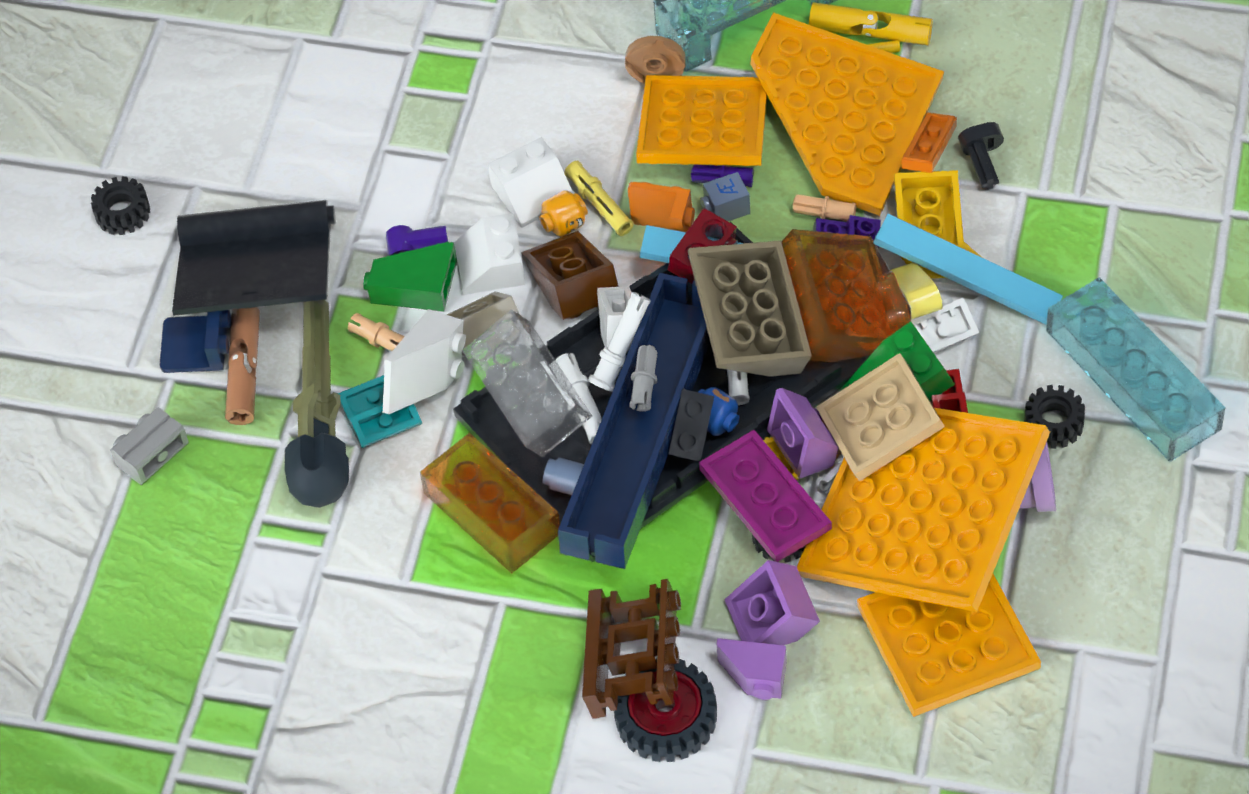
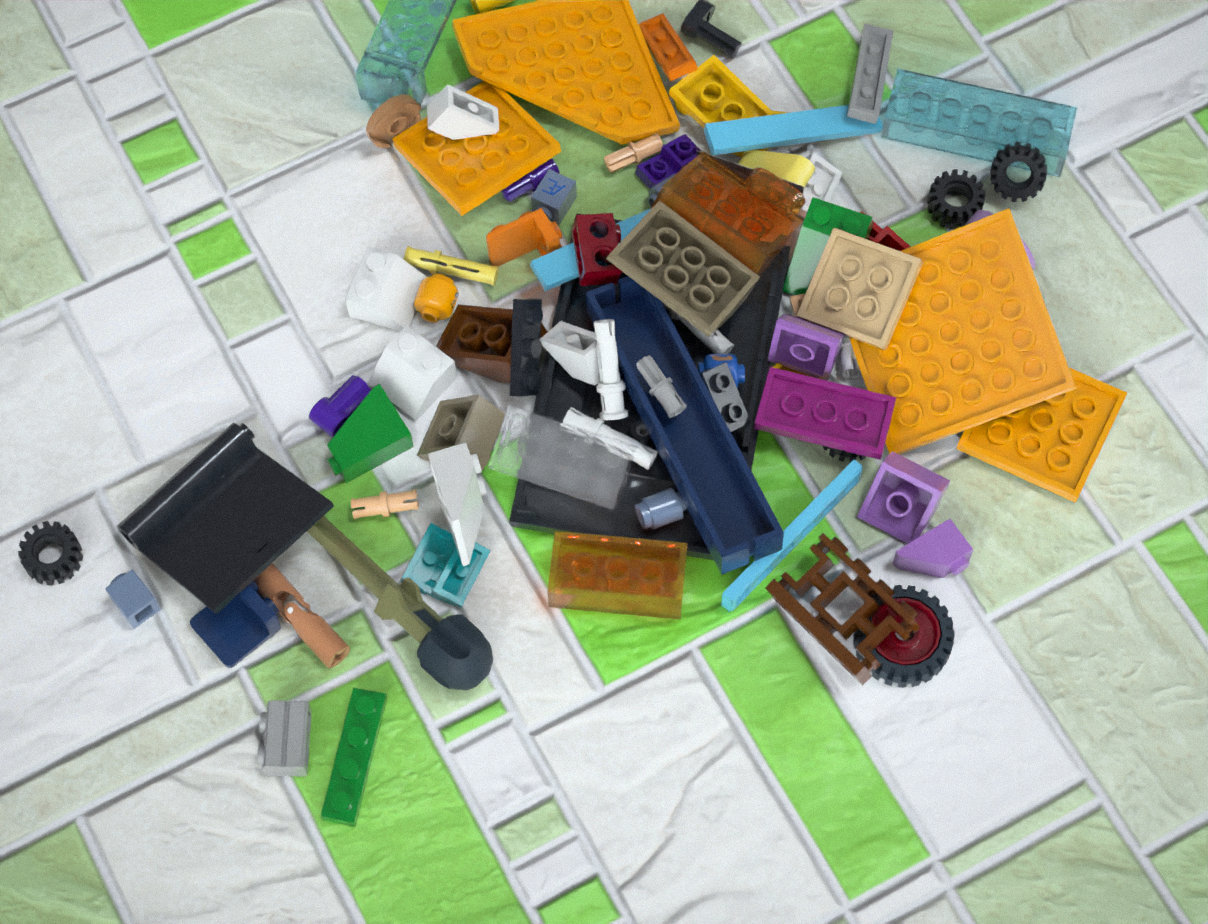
camera: 45 degrees left, 10 degrees up
(142, 275) = (132, 598): none -> sand blue brick
(184, 495) = (354, 757): none -> green plate
(581, 285) = (525, 347): none -> black plate
(644, 573) = (793, 535): none -> medium azure tile
(707, 87) = (461, 115): none -> white slope
(1078, 269) = (870, 73): none -> light grey plate
(1107, 426) = (1024, 154): none -> black tyre

